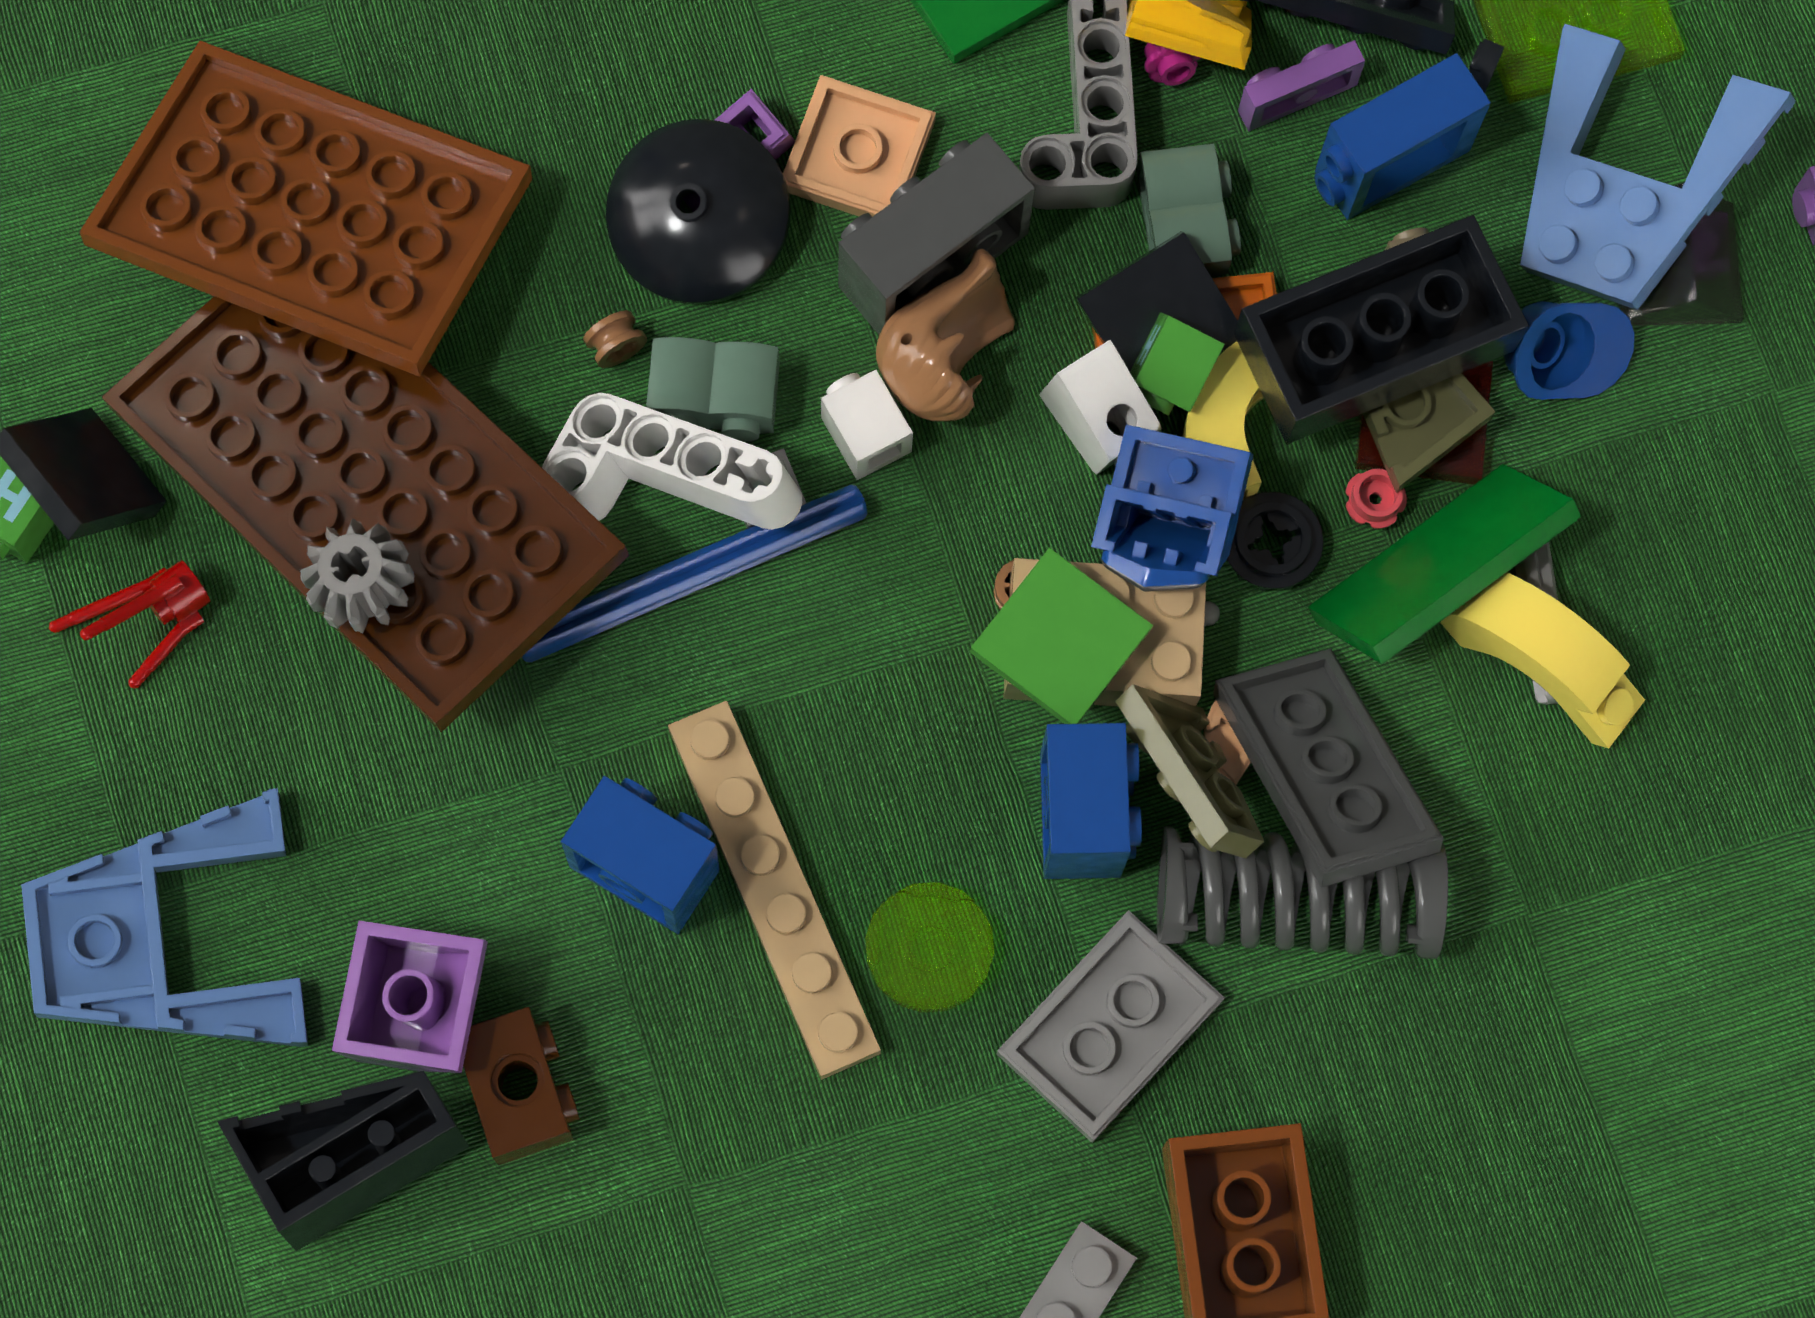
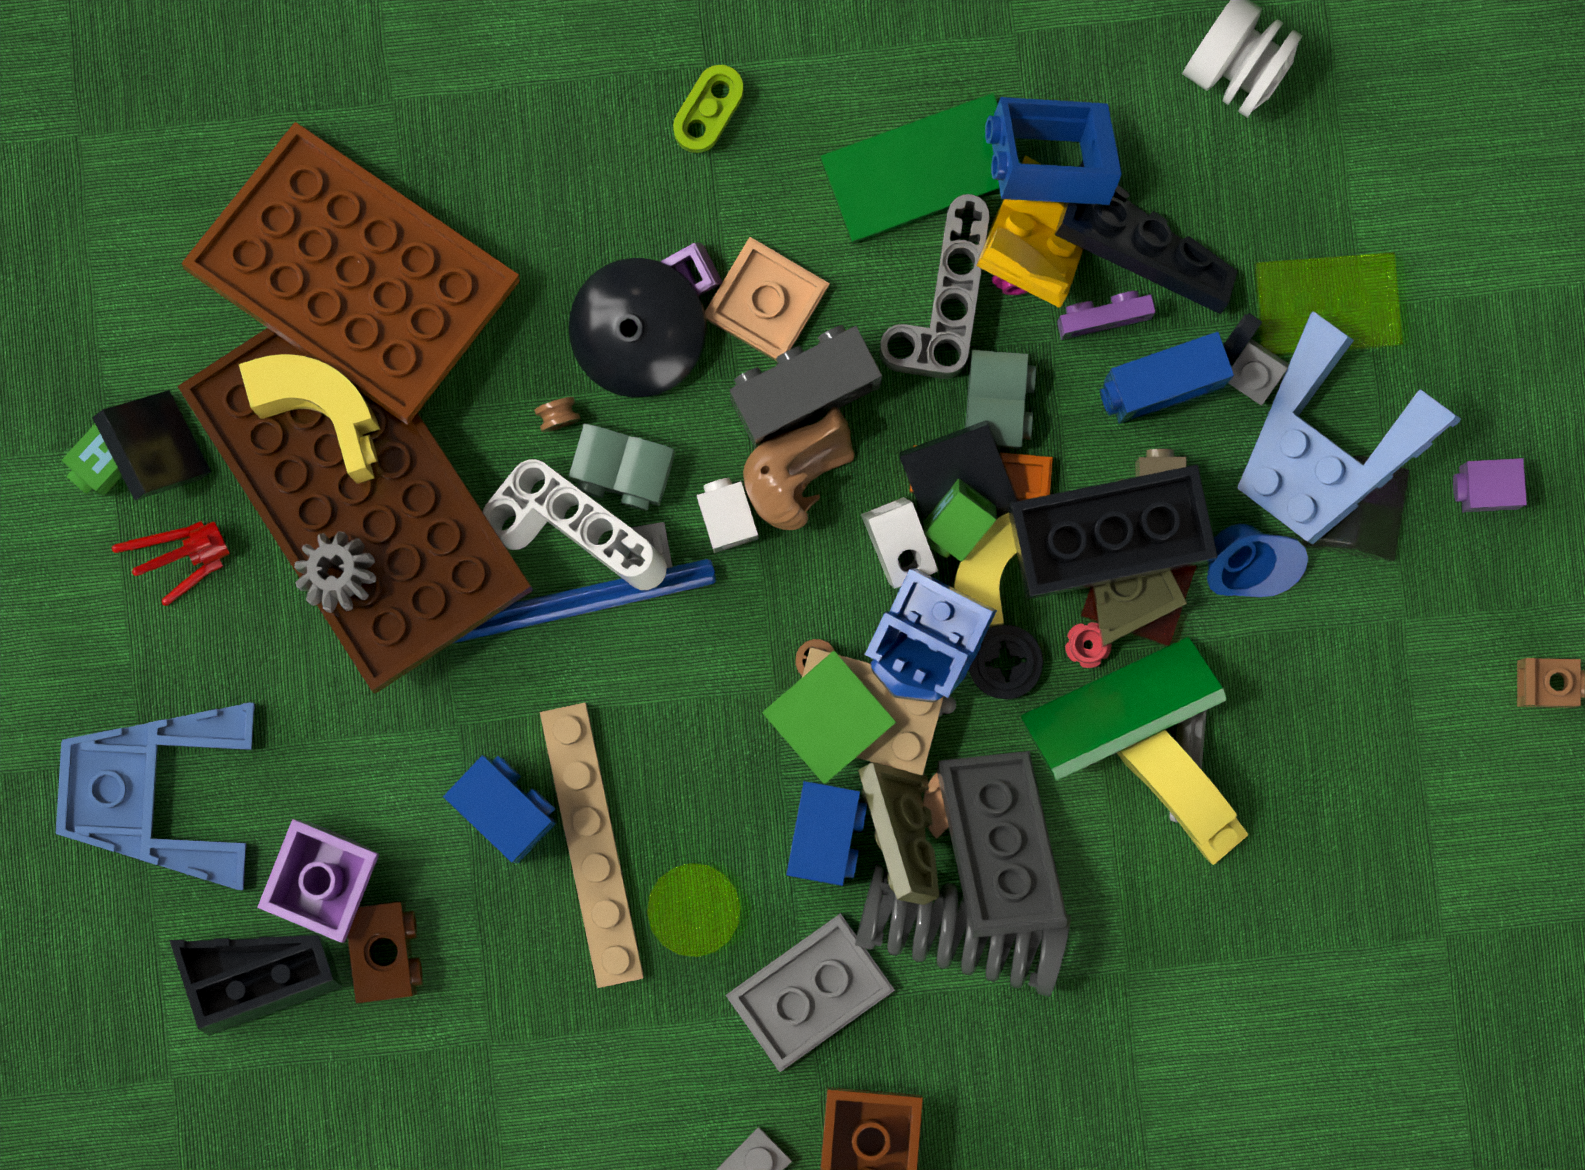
camera: 15 degrees right, 10 degrees up
(284, 350) = (300, 382): none -> light yellow arch
(1511, 118) = (1257, 372): none -> light grey plate

